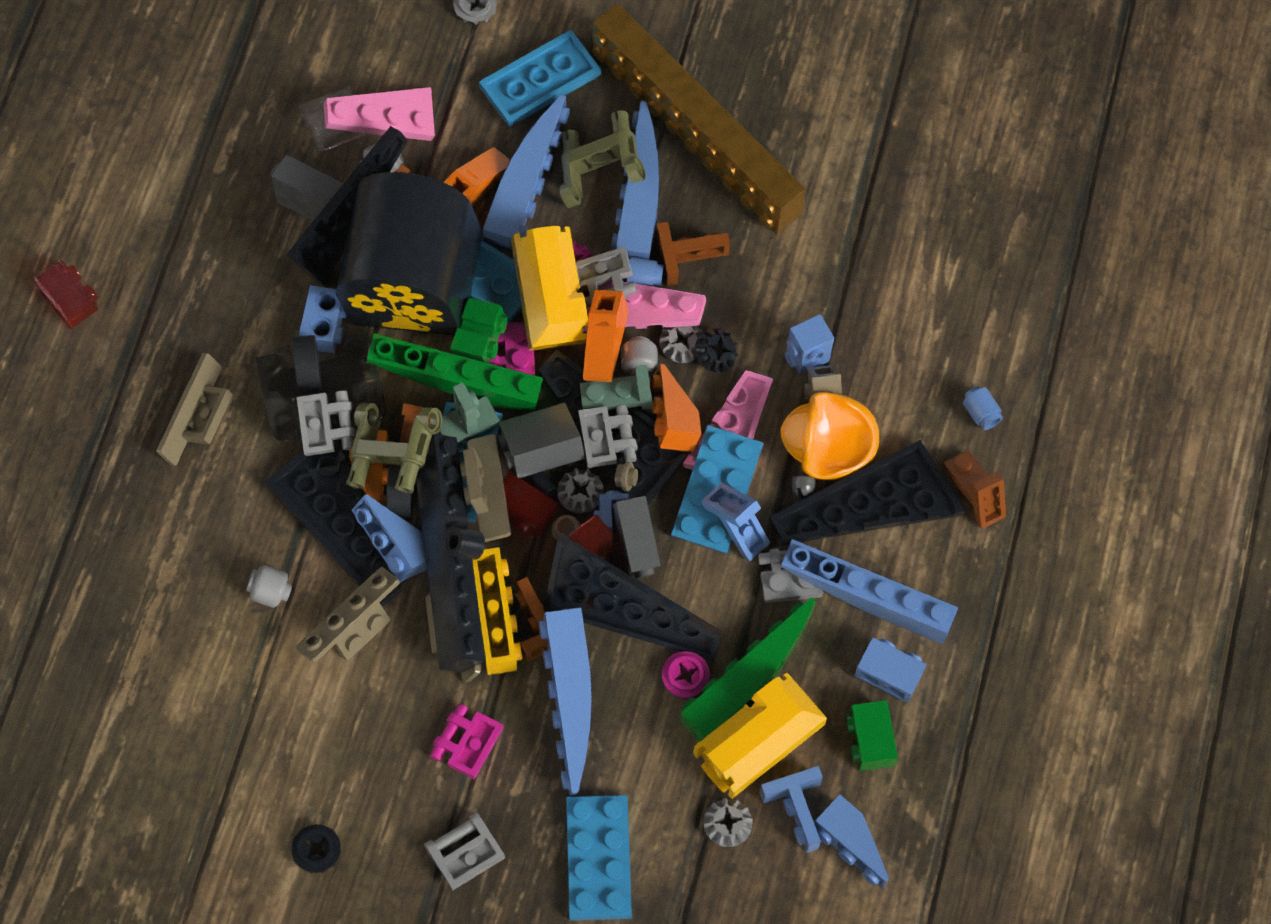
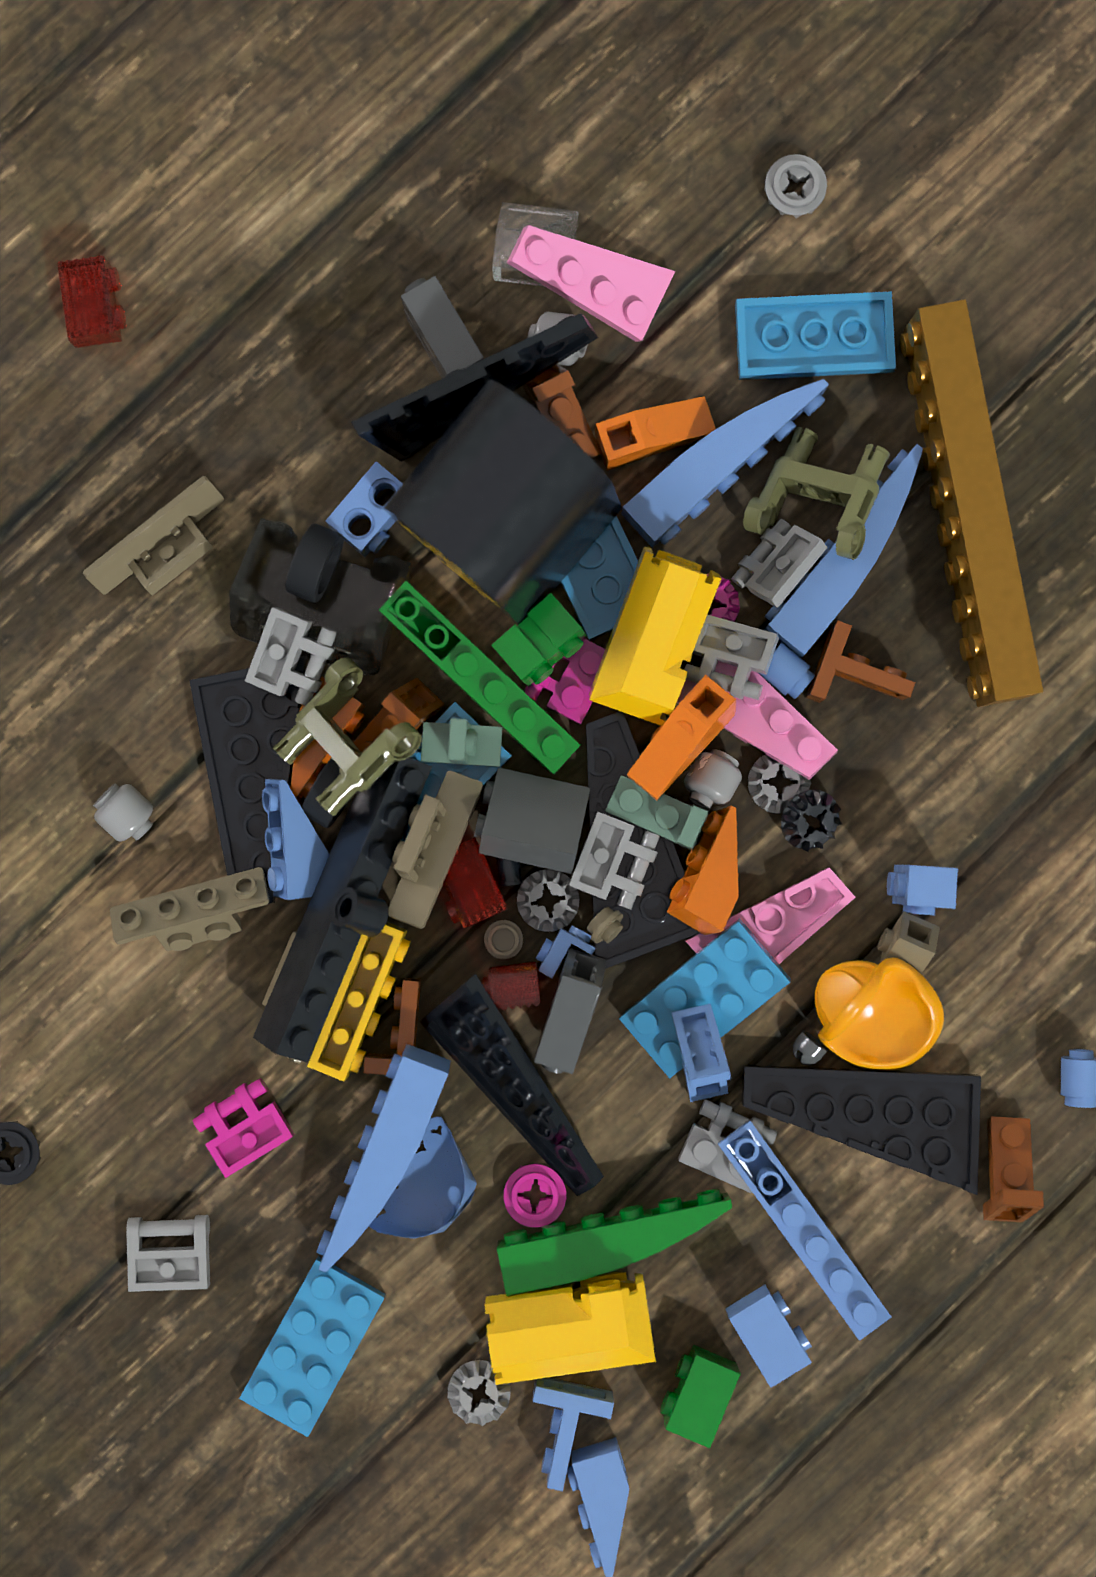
camera: 35 degrees right, 20 degrees up
(599, 211) = (779, 562): none -> light grey plate
(615, 705) = (429, 1189): none -> medium blue piece

